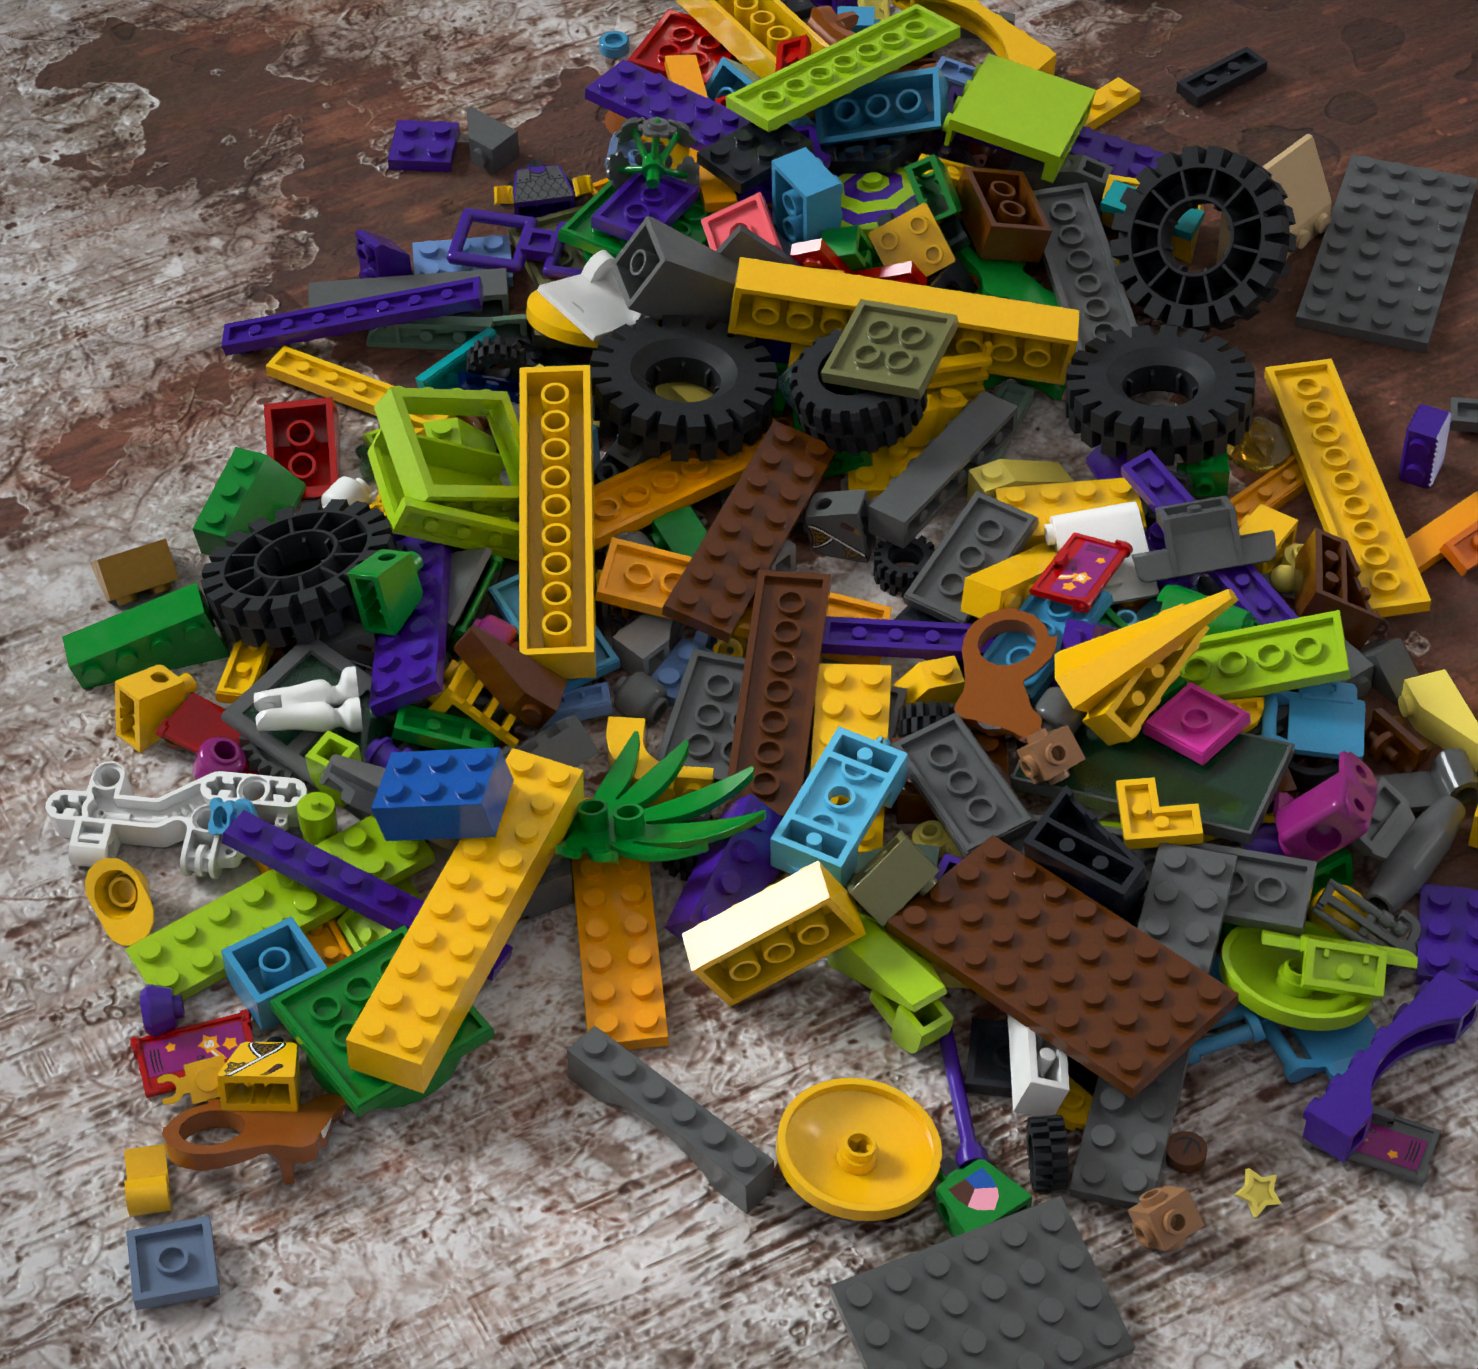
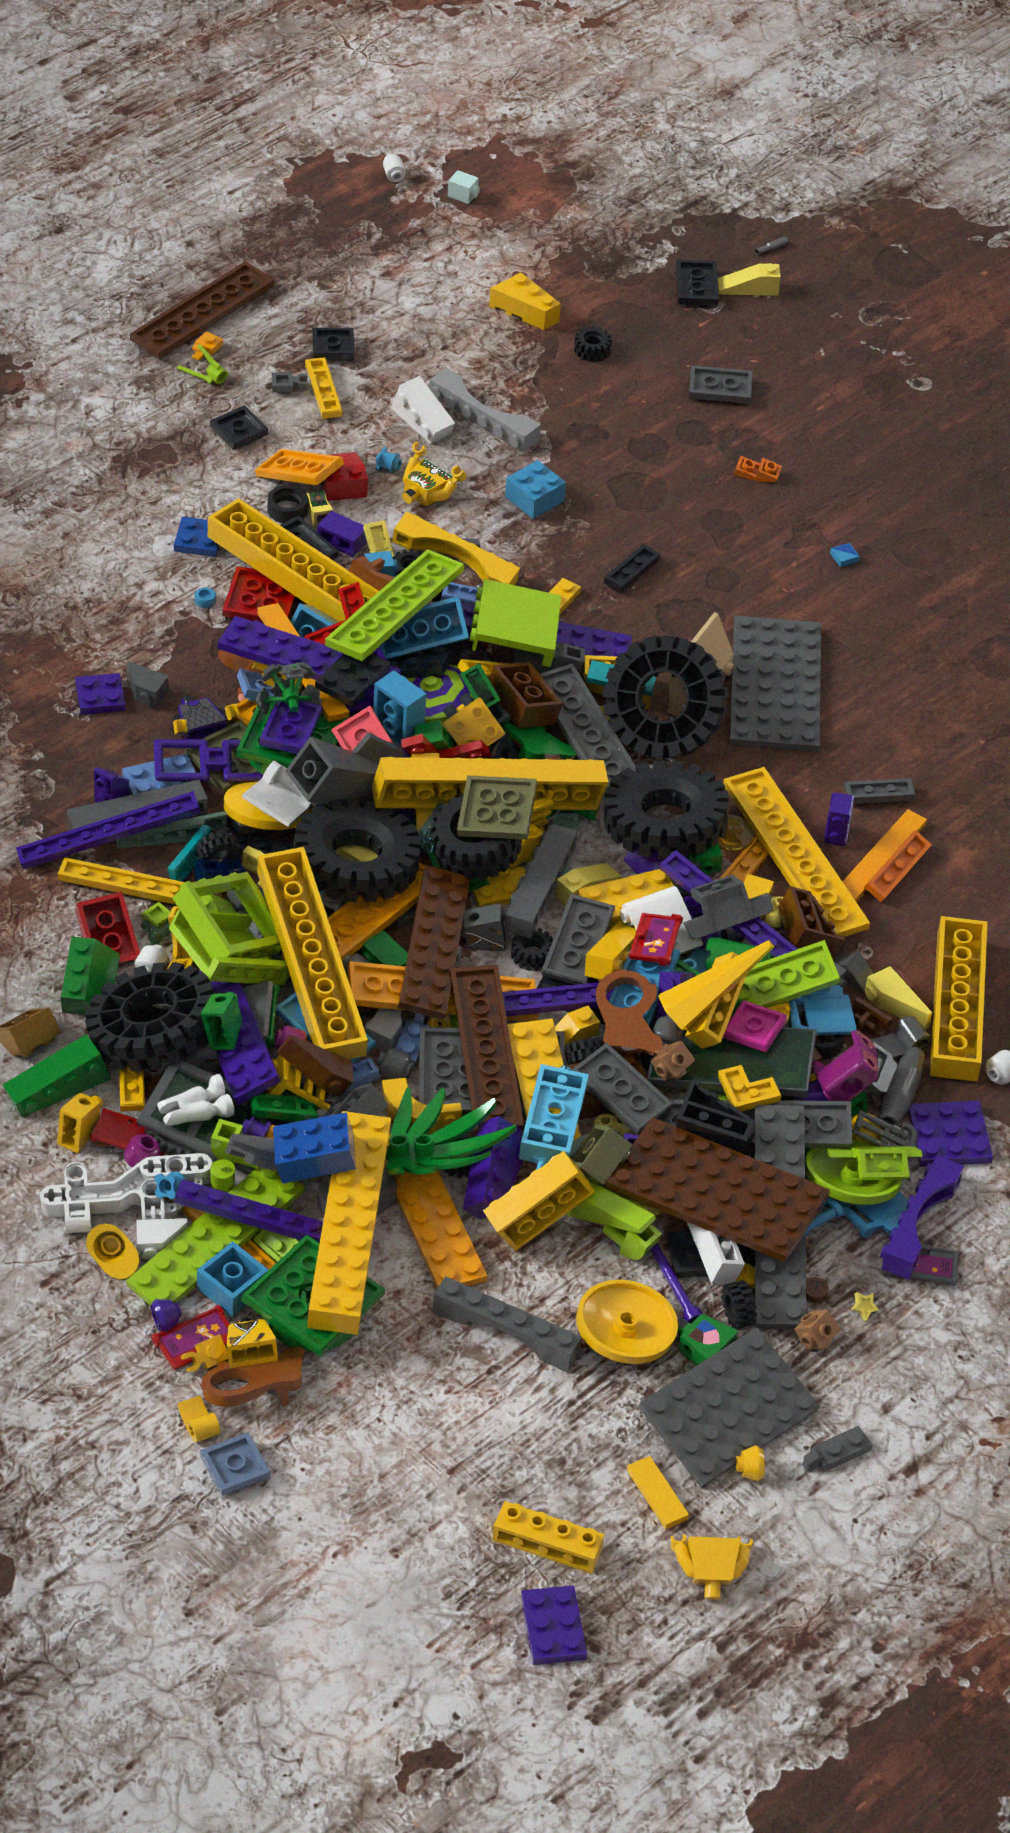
camera: 20 degrees left, 0 degrees up
(191, 886) = (157, 1234): none -> white slope

